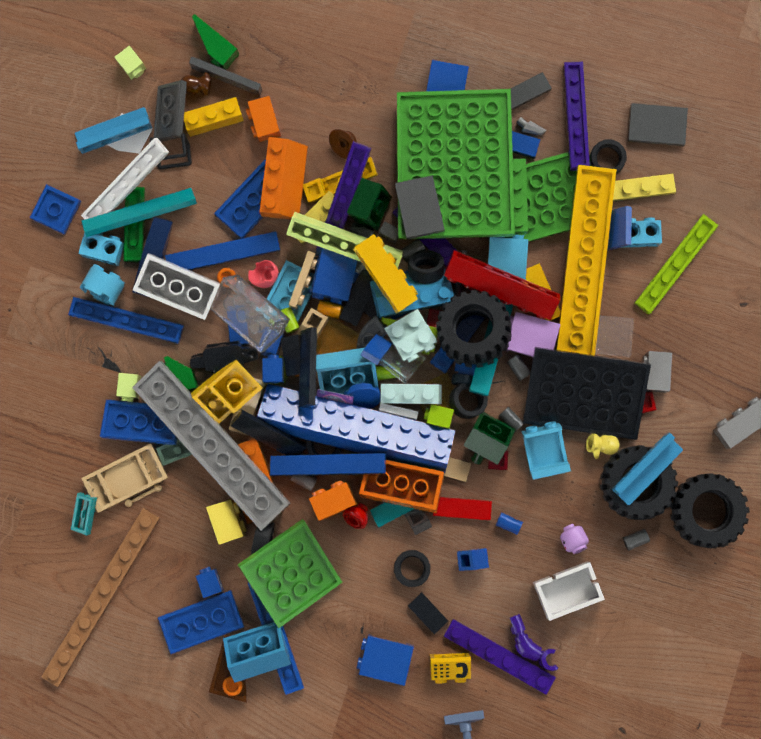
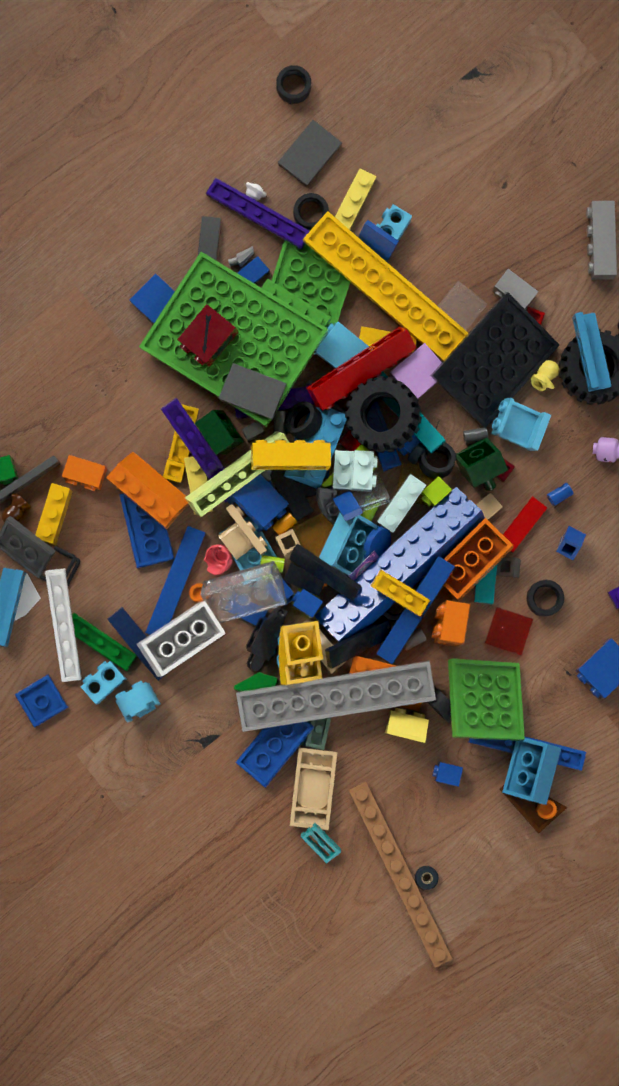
camera: 65 degrees left, 0 degrees up
(105, 624) = (426, 885): none -> black wheel
(125, 385) = (237, 737): yellowish green brick -> none
(126, 320) = (178, 702): blue tile -> none
(129, 502) = (335, 799): tan hinge -> none
(138, 212) = (94, 630): teal tile -> none
(201, 622) = (475, 803): blue tile -> none
(286, 277) = (236, 541): none -> tan piece
(331, 441) = (400, 593): none -> yellow tile
(341, 142) = (151, 420): reddish brown piece -> none
(356, 516) = (476, 615): red brick -> none
(361, 230) = (235, 454): dark grey piece -> none
(364, 555) = (508, 631): none -> clear red tile
(398, 411) = (412, 520): white plate -> none
(428, 613) = (590, 609): black tile -> none
(441, 140) = (207, 336): none -> dark red brick
(518, 367) = (437, 401): dark grey piece -> none
(593, 101) = (255, 191): none -> white piece
(676, 264) = (436, 216): lime tile -> none
(713, 60) = (293, 98): none -> black tyre

